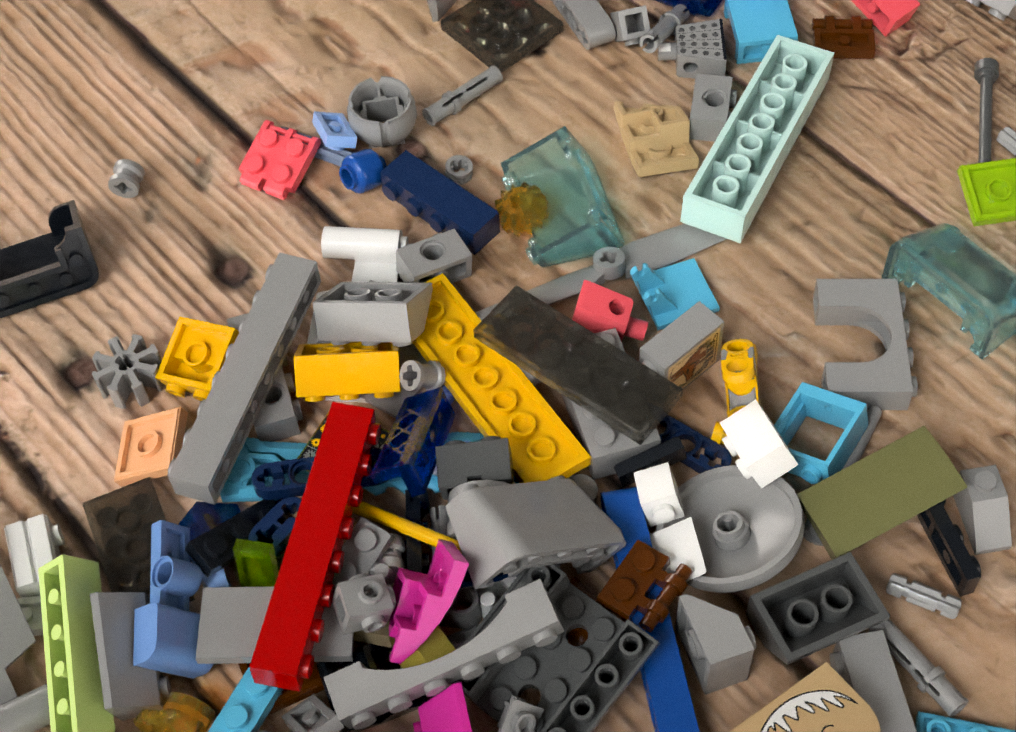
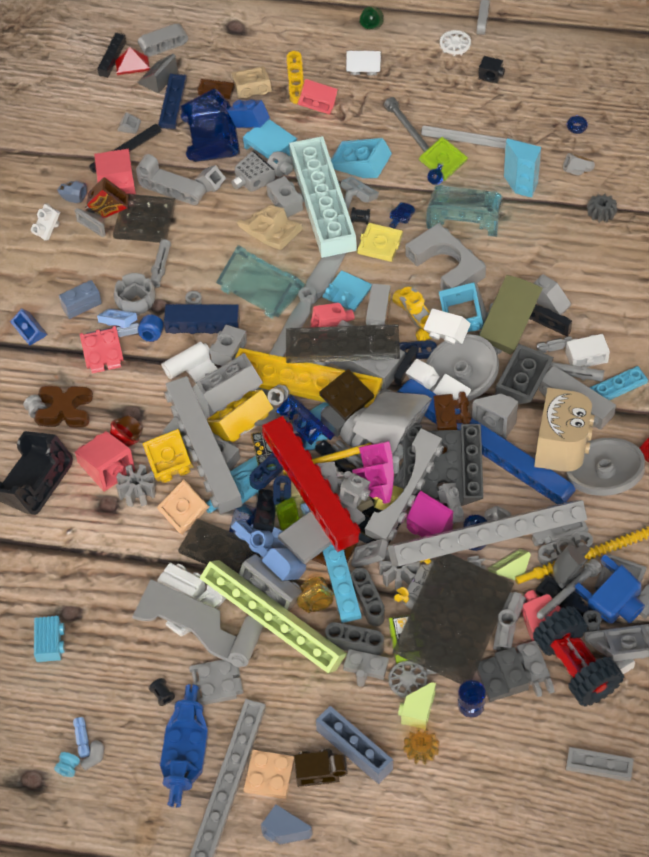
camera: 40 degrees left, 0 degrees up
(122, 305) = (104, 459): none -> coral slope
(158, 202) = (63, 406): none -> reddish brown piece
(188, 285) = (126, 430): none -> piece
(230, 75) = (28, 327): none -> blue slope
(317, 77) = (80, 299): none -> sand blue brick
(495, 443) = (346, 394): none -> dark brown plate
(521, 209) = (248, 291): clear yellow gear -> none
(664, 28) = (228, 169): light grey pin -> none
(743, 64) = (284, 165): none -> light grey piece
(788, 253) = (380, 242): none -> light yellow plate
(794, 198) = (366, 213): none -> black bush
(826, 159) = (359, 189): none -> light grey plate
(845, 37) = (313, 125): reddish brown plate -> none
(856, 233) = (401, 214): none -> clear blue piece
(872, 119) = (361, 157): none -> medium azure slope
(968, 207) = (435, 181): none -> clear blue piece
(968, 646) = (587, 351): none -> white brick

